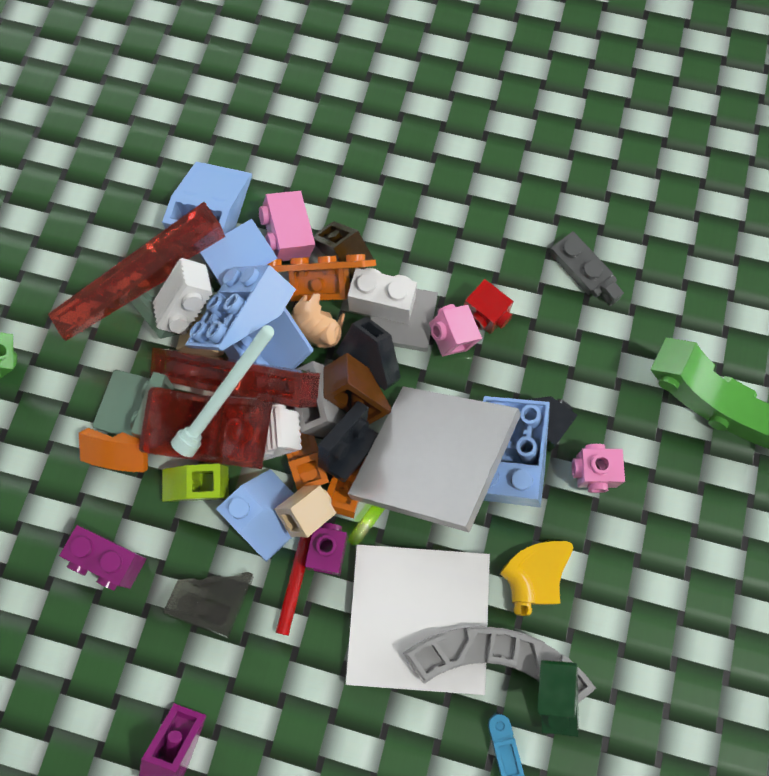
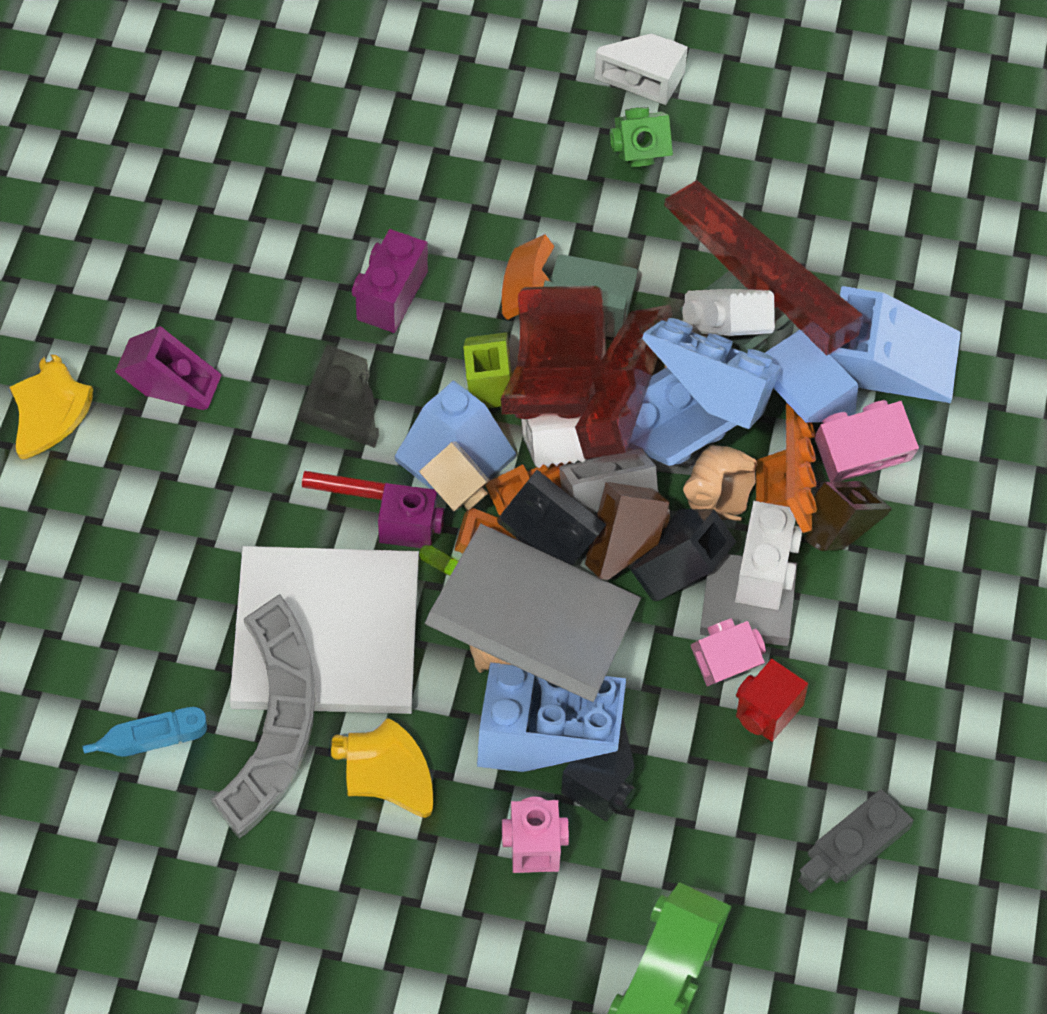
camera: 85 degrees right, 15 degrees down
(188, 440) = (540, 343): light aqua piece -> none
(559, 698) = (226, 772): dark green slope -> none

